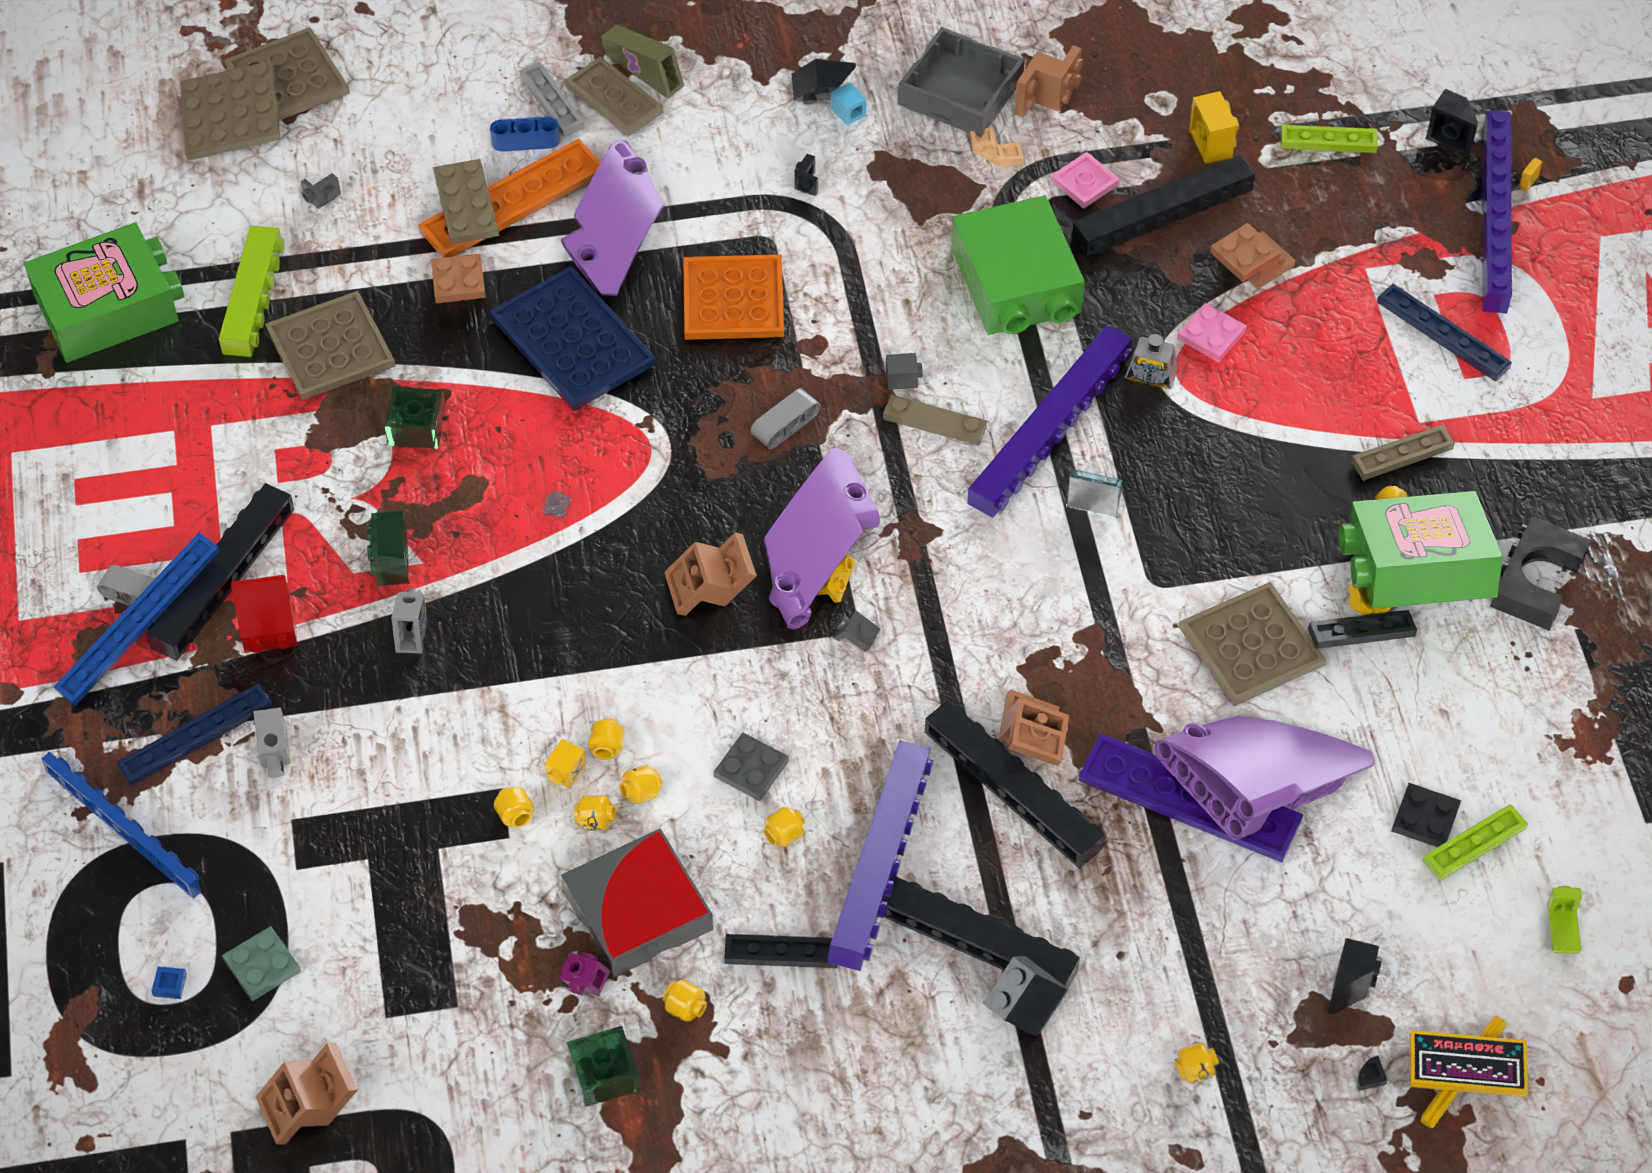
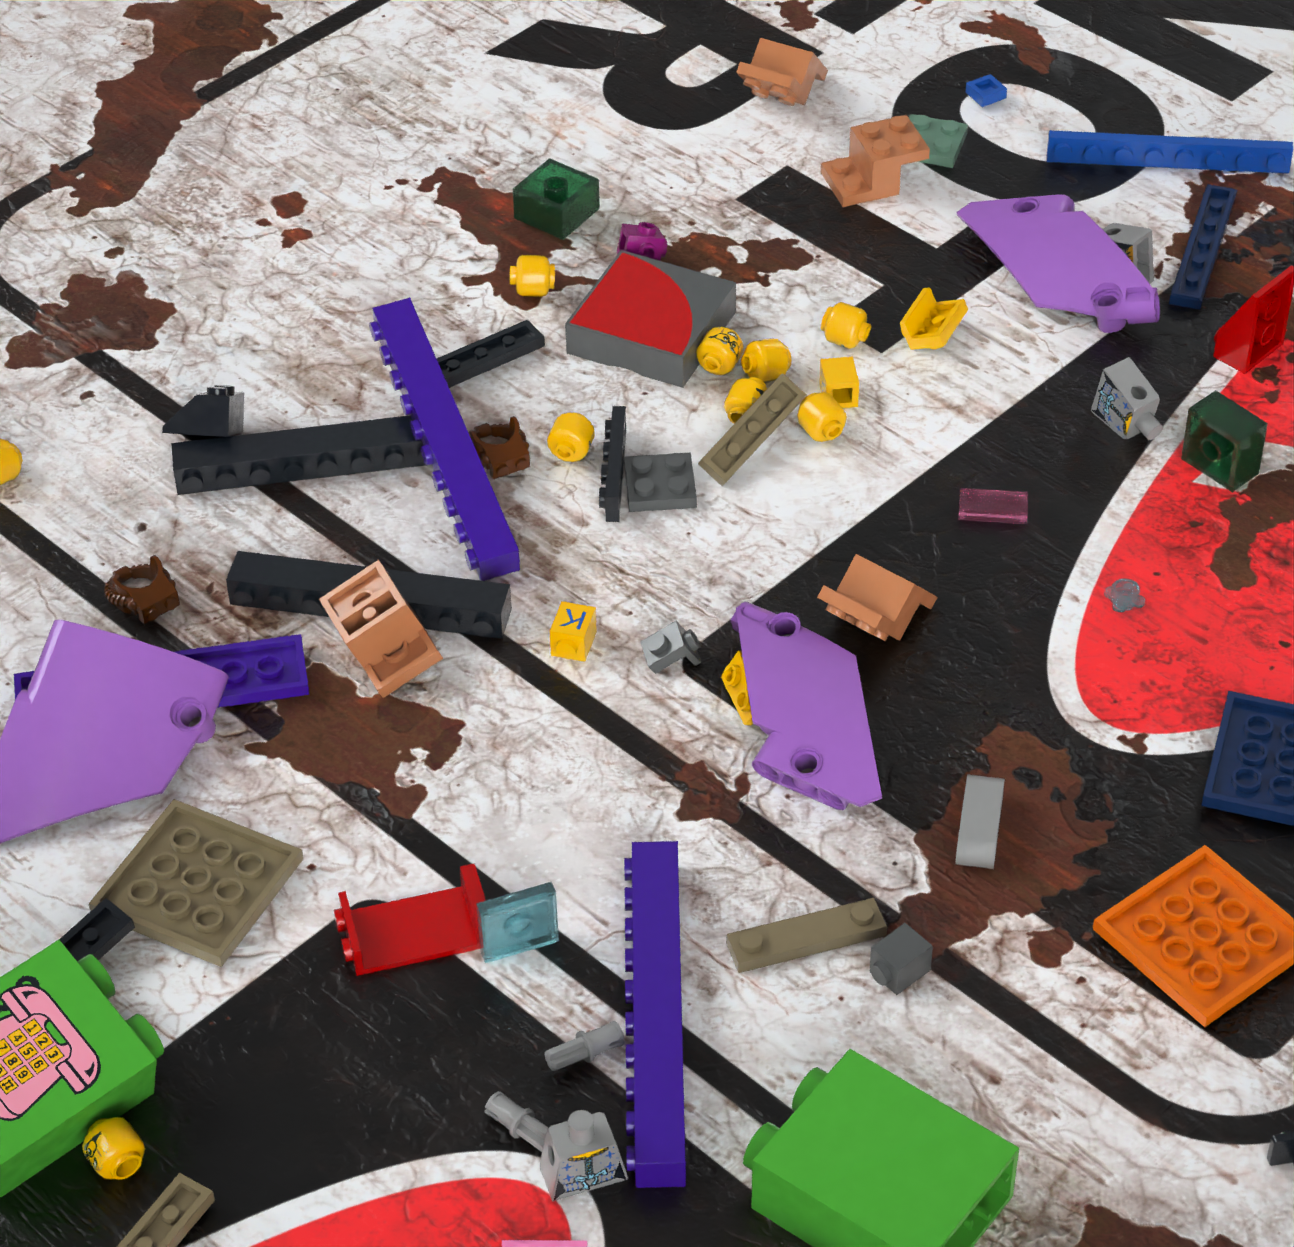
camera: 145 degrees right, 10 degrees down
(315, 770) = (1064, 259): none -> medium lavender panel
(337, 947) = (874, 160): none -> nougat bracket
(450, 774) = (931, 322): none -> yellow bracket
(562, 616) = (993, 506): none -> clear pink tile
(617, 834) = (719, 350): none -> yellow head
(662, 752) = (752, 429): none -> dark tan plate
(765, 797) = (613, 472): none -> black plate
(835, 840) = (505, 457): none -> reddish brown piece
(907, 675) = (573, 631): none -> yellow brick
(1104, 424) = (585, 1046): none -> light grey axle
(1142, 547) = (412, 927): none -> red panel
(1158, 866) = (146, 601): none -> reddish brown piece
(1166, 407) = (516, 1119): none -> light grey axle

